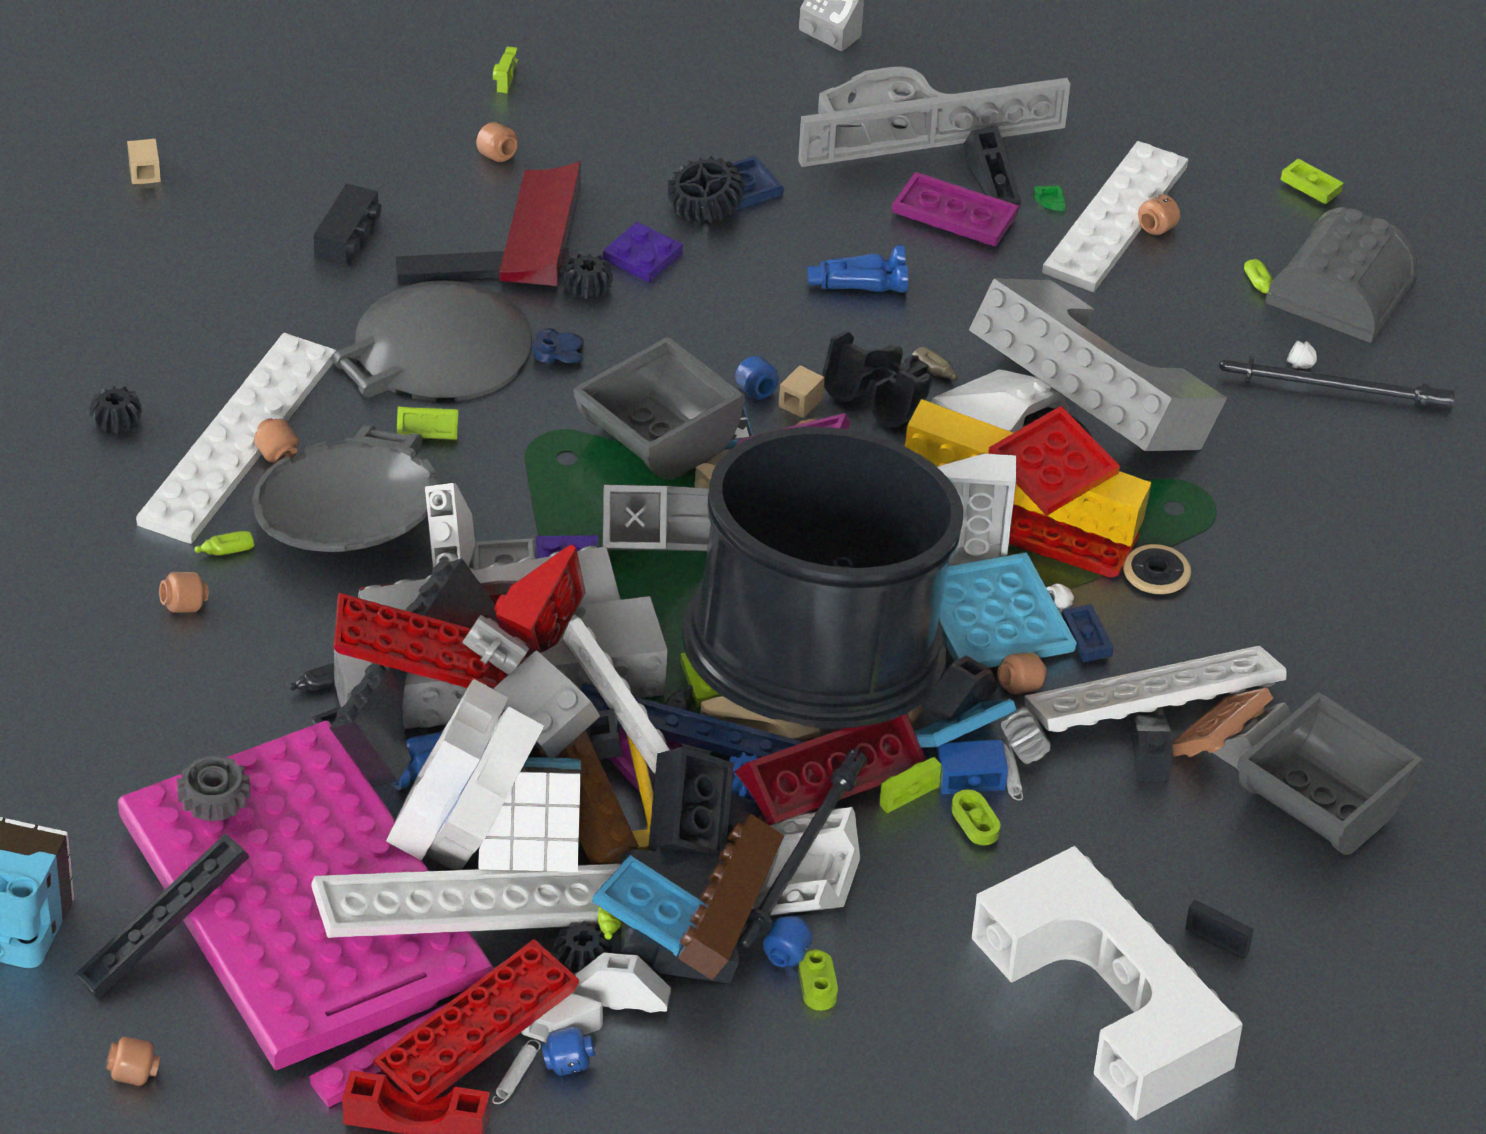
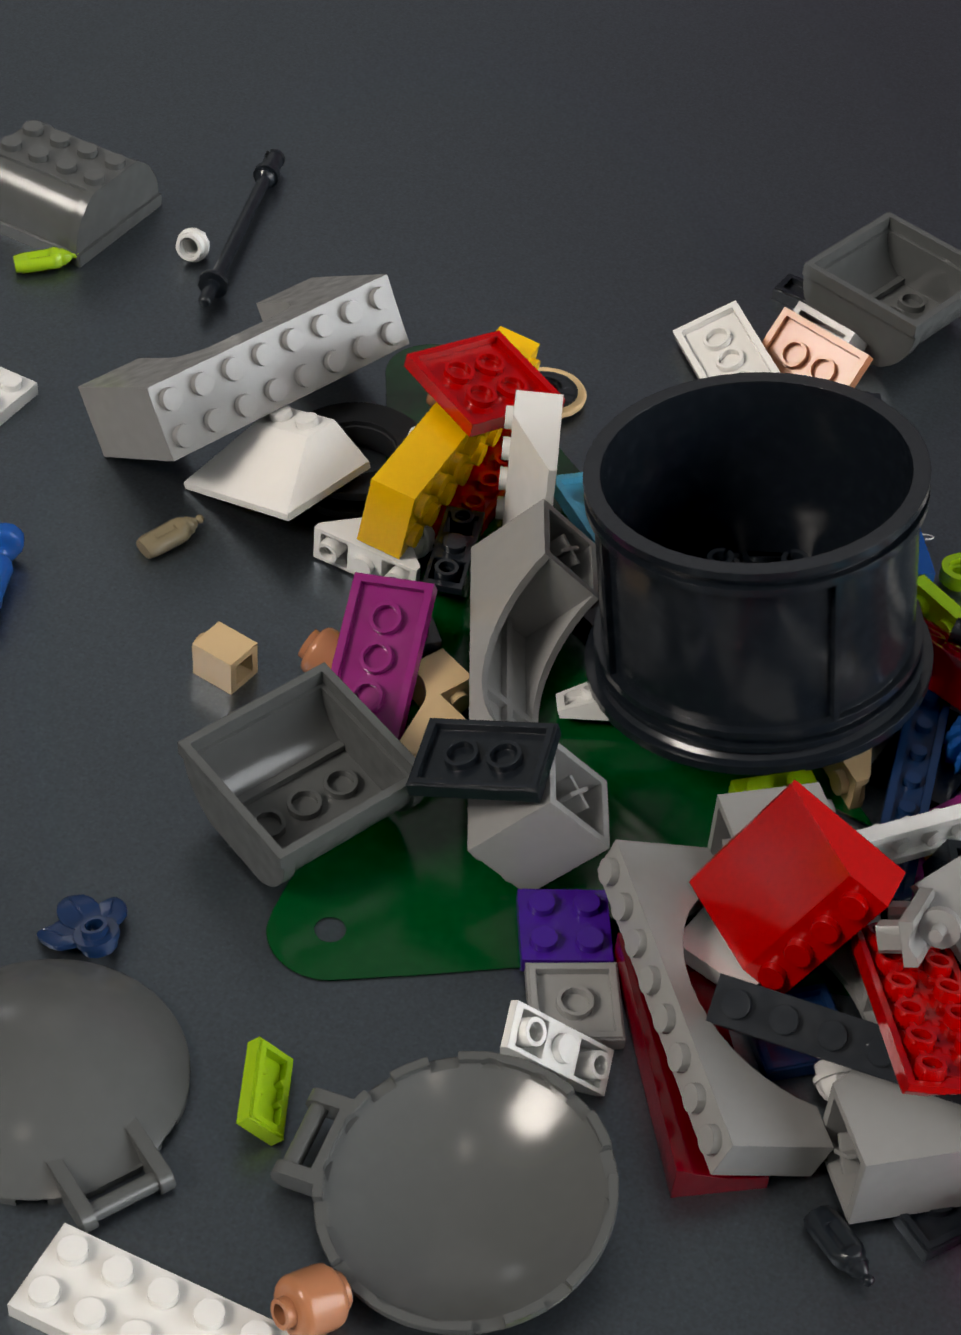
camera: 90 degrees left, 0 degrees up
(646, 460) = (484, 760): none -> black tile
(757, 377) = (192, 700): blue head -> none
(898, 384) = (196, 577): black piece -> none

